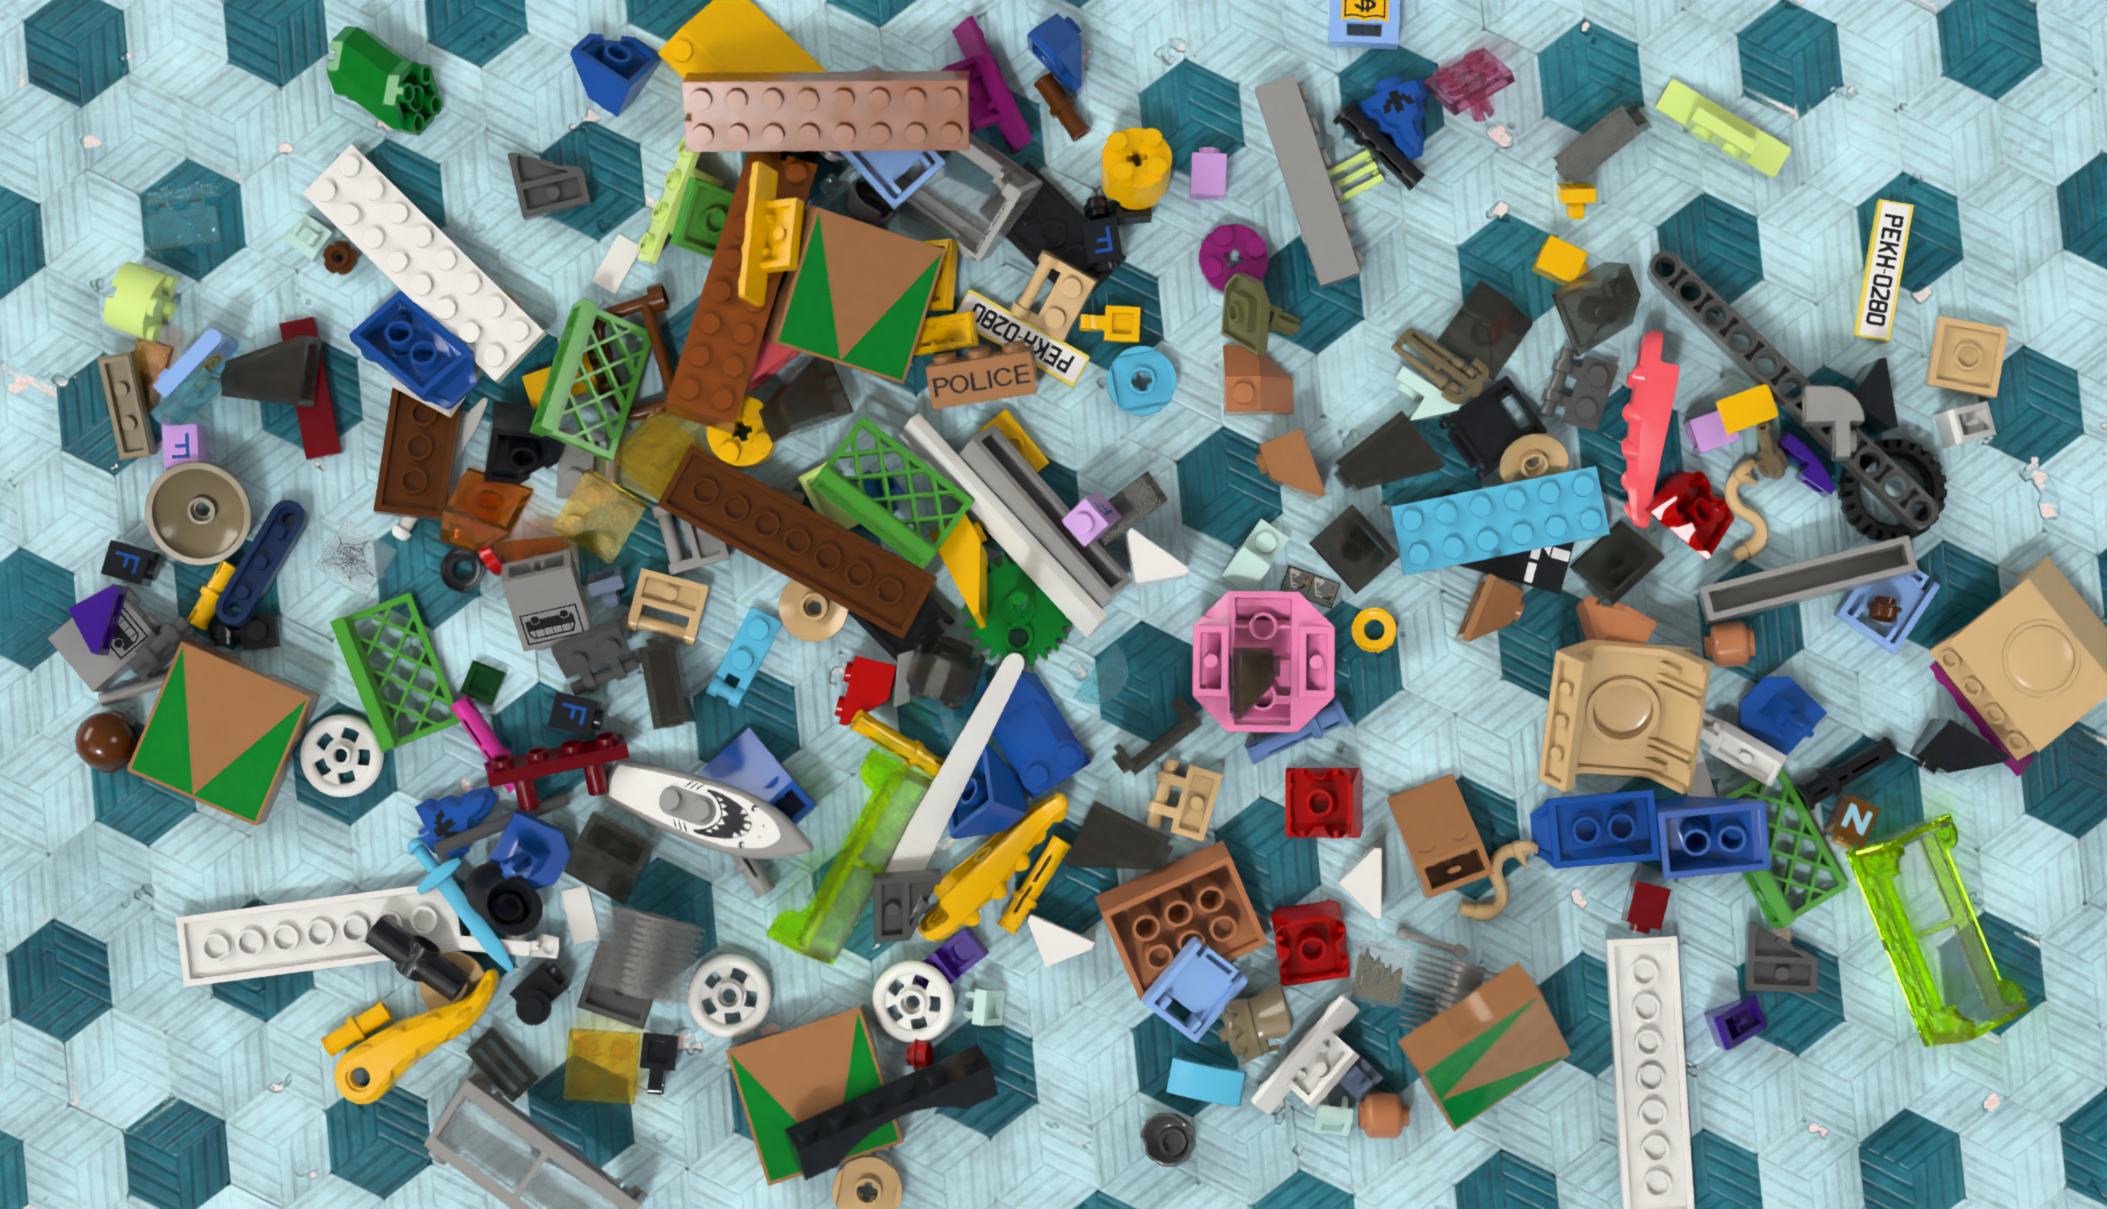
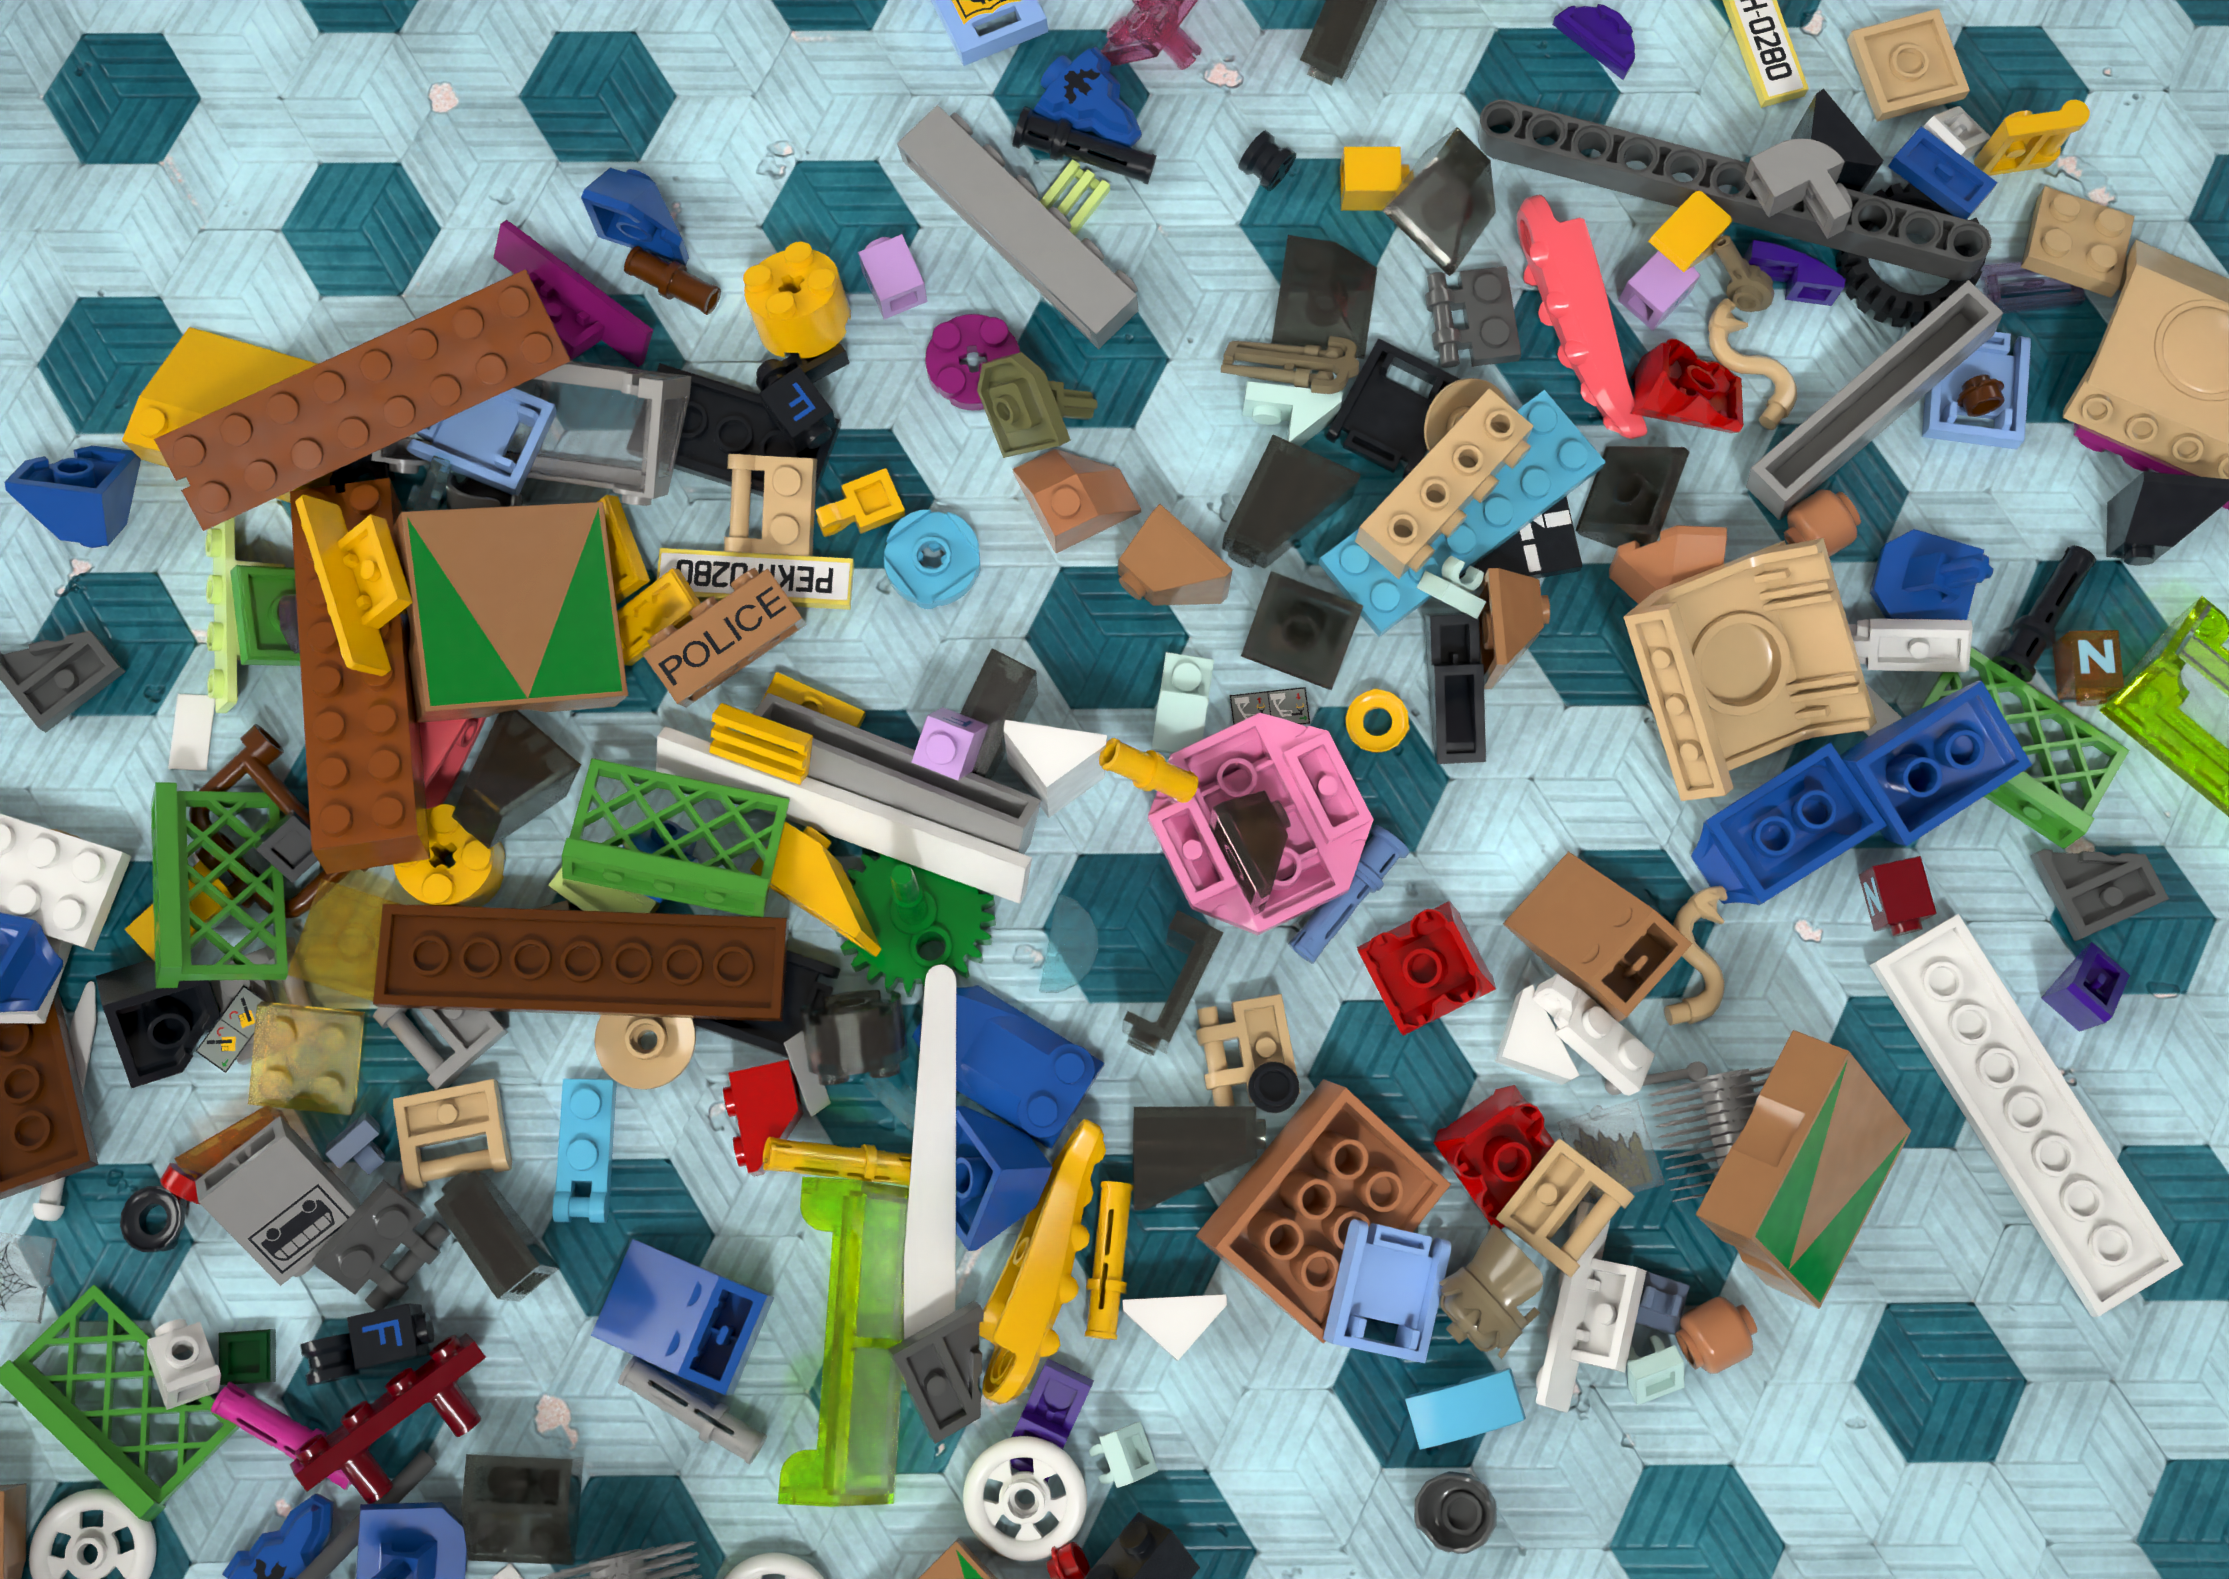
camera: 30 degrees left, 10 degrees down
(439, 679) = (182, 1379): none -> white brick
(482, 511) = (142, 1129): clear orange slope -> none
(533, 710) = (329, 1359): none -> black wheel
(562, 475) = (231, 1030): none -> light grey sticker
(650, 377) = (288, 846): none -> black tile
(704, 811) = (621, 1378): piece -> none
(714, 232) = (289, 621): none -> tile
(972, 458) = (759, 750): none -> yellow tile
(1187, 831) = (1273, 1087): none -> black plate
(1206, 600) = (1148, 770): none -> yellow pin
(1324, 983) = (1550, 1198): none -> tan plate
(1405, 898) = (1595, 1034): none -> white hinge
(1436, 632) = (1455, 687): none -> black slope
(1462, 573) = (1455, 590): none -> light aqua tile
(1493, 501) = (1444, 484): none -> tan brick
(1496, 215) = (1267, 160): none -> black wheel
(1575, 197) = (1350, 98): yellow tile -> none
(1771, 232) = (1601, 34): none -> dark purple tile
(1936, 540) = (1994, 291): none -> tile
(1938, 451) = (1942, 174): none -> blue plate
(2008, 453) = (2030, 140): none -> yellow plate
(2010, 536) = (2078, 242): none -> tan plate

